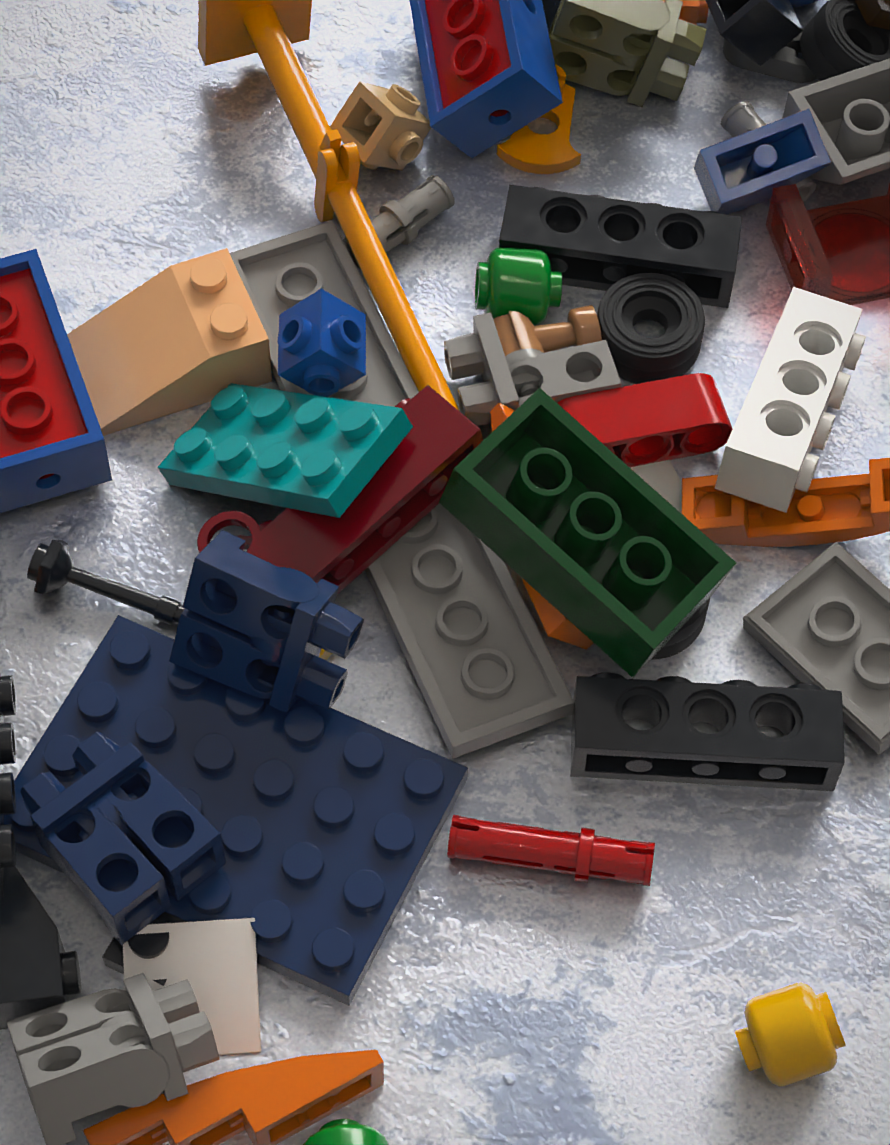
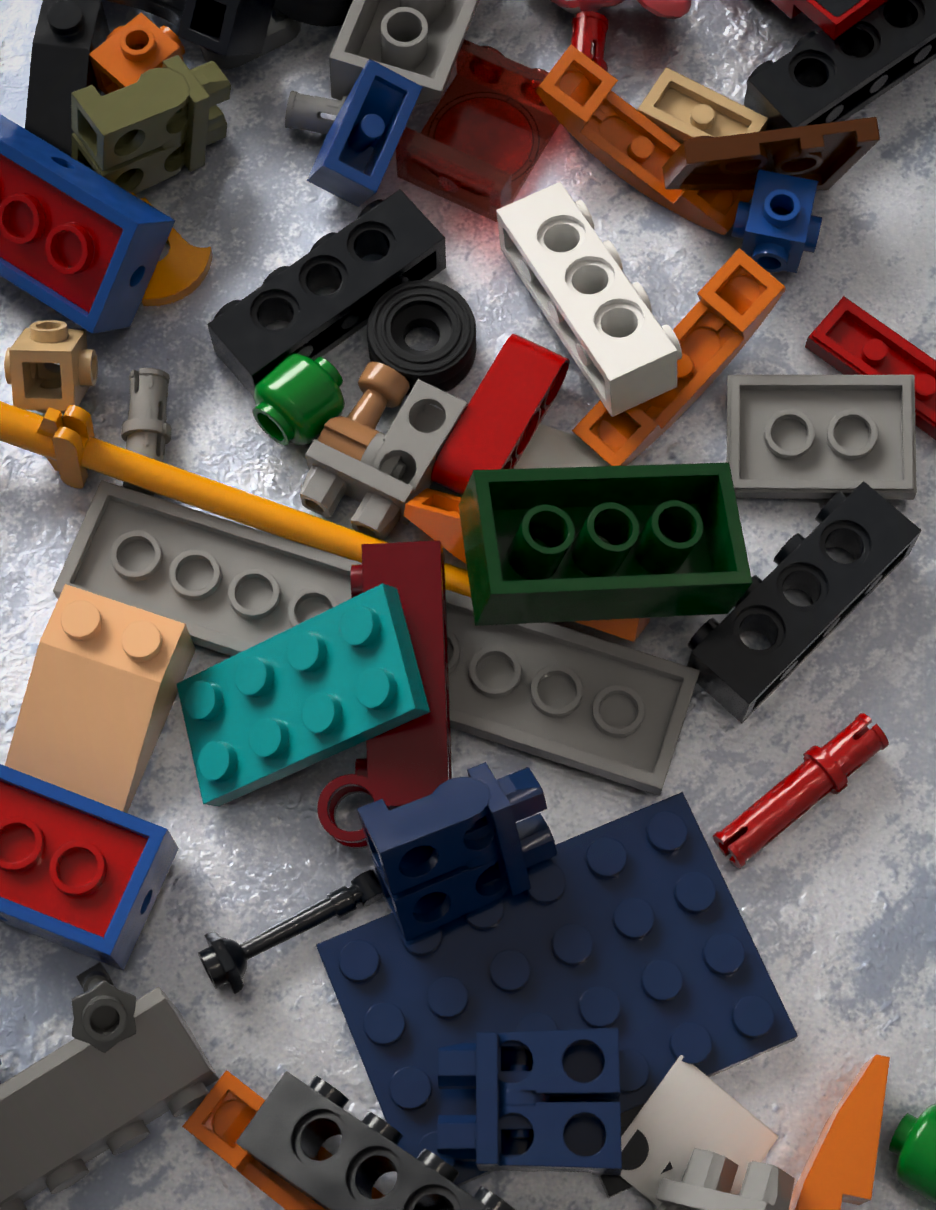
camera: 45 degrees left, 10 degrees up
(322, 344) = (233, 589): blue brick -> none

